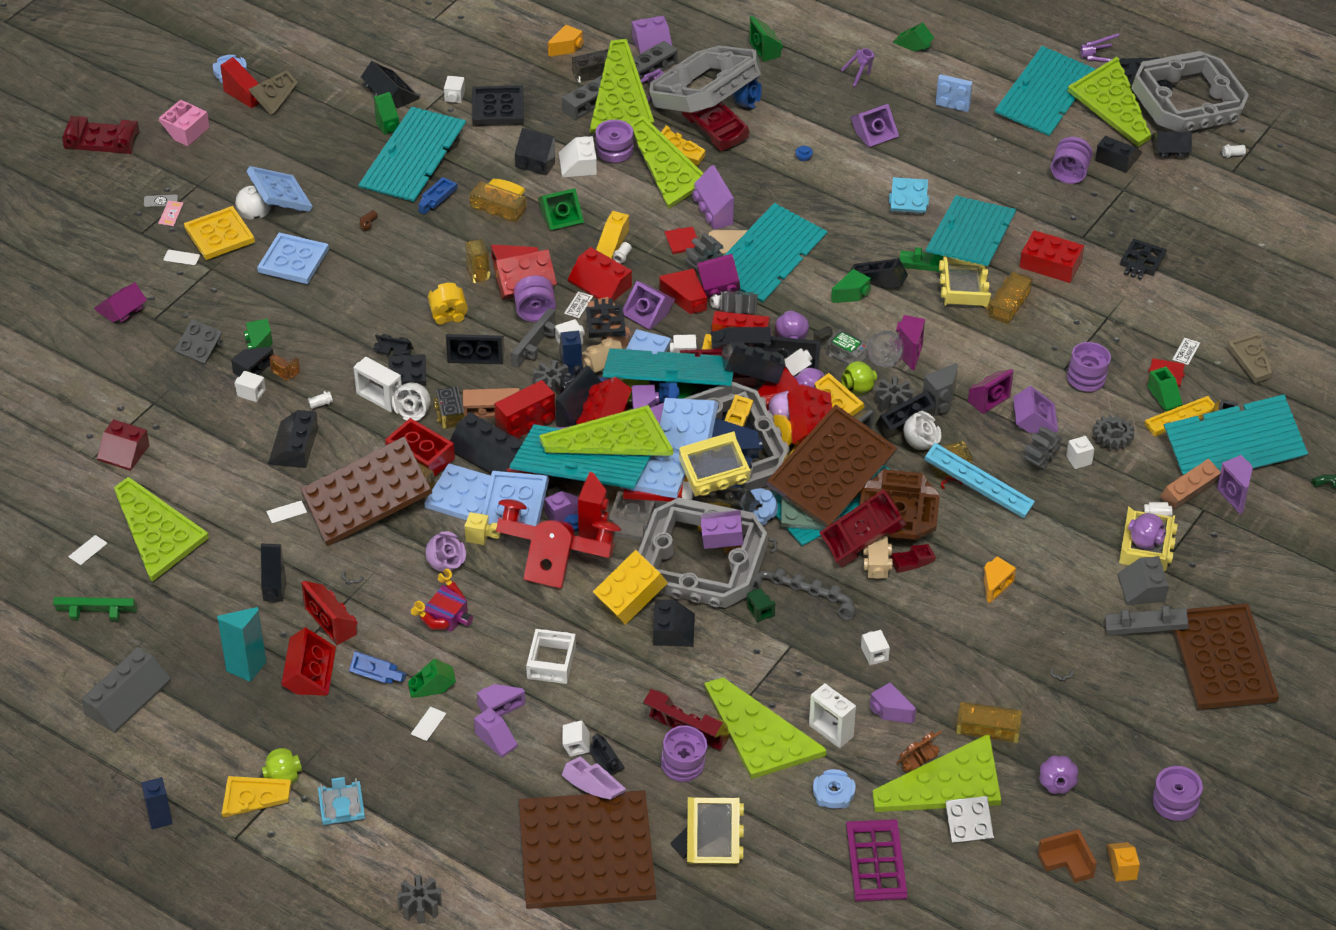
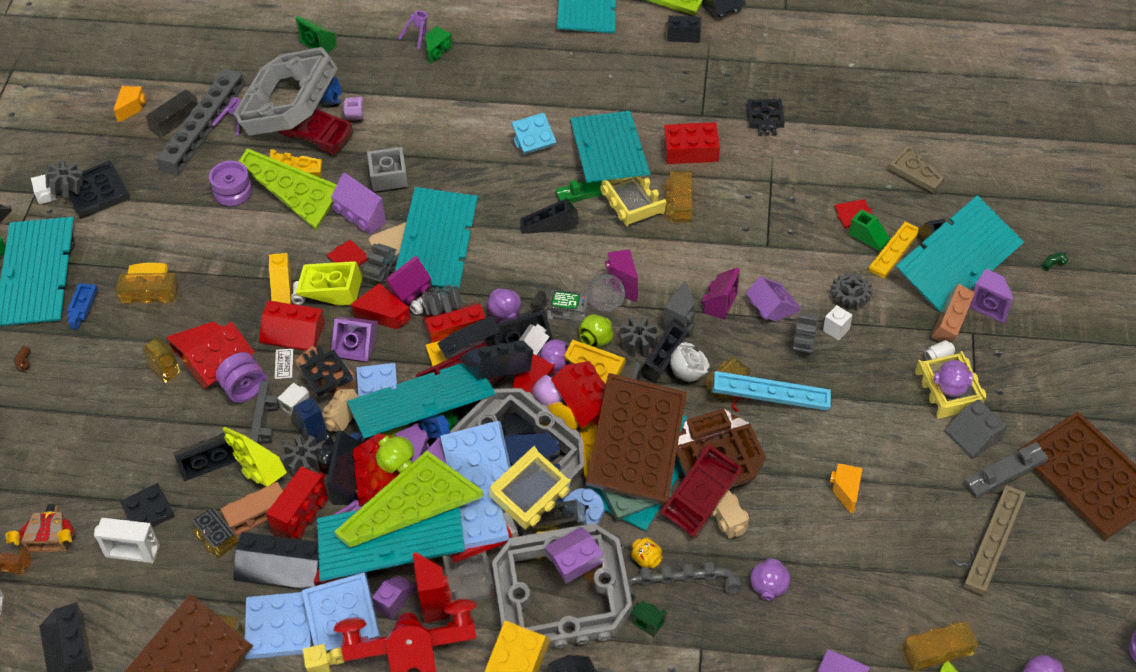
camera: 25 degrees left, 5 degrees up
(317, 355) = (44, 532): none -> torso
(320, 400) = (71, 583): white pin -> none
(385, 342) = (110, 488): black hinge -> none
(411, 401) = (172, 544): white cylinder -> none
(427, 446) = (217, 590): red brick -> none
(447, 303) = (154, 418): yellow brick -> none
(474, 85) = (63, 178): none -> dark grey gear
(511, 366) = (256, 460): none -> neon yellow slope
(535, 151) = (159, 223): black slope -> none
(561, 209) = (214, 271): green slope -> none
(573, 520) = (411, 605): blue plate -> none
(578, 158) = (203, 212): white slope -> none
(620, 89) = (209, 131): lime wing -> none
(620, 396) = (394, 454): none -> lime plant
(650, 32) = (206, 66): medium lavender slope -> none
(653, 253) = (330, 282): none -> neon yellow slope
(683, 342) = (412, 365): white brick -> none
(739, 410) = (516, 418): yellow slope -> none
(758, 178) = (387, 169): none -> light grey brick
(760, 116) = (353, 108): none -> lavender brick
(789, 559) = (646, 553): none -> yellow head
(804, 153) = (412, 128): blue plate -> none
(851, 288) = (535, 242): green slope -> none
(871, 86) = (438, 43): none -> green slope
(875, 125) = (461, 79): medium lavender slope -> none
(875, 647) = (784, 613): white brick -> none
(880, 616) = (770, 579): none -> medium lavender plant
(914, 558) = (759, 496): dark red slope -> none
(954, 93) = (515, 24): light blue plate -> none
(1071, 160) = (654, 48): medium lavender wheel -> none
(1088, 366) = (793, 235): medium lavender wheel -> none
(1097, 668) = (994, 540): none -> dark tan plate
(1186, 351) = (856, 186): white sticker -> none

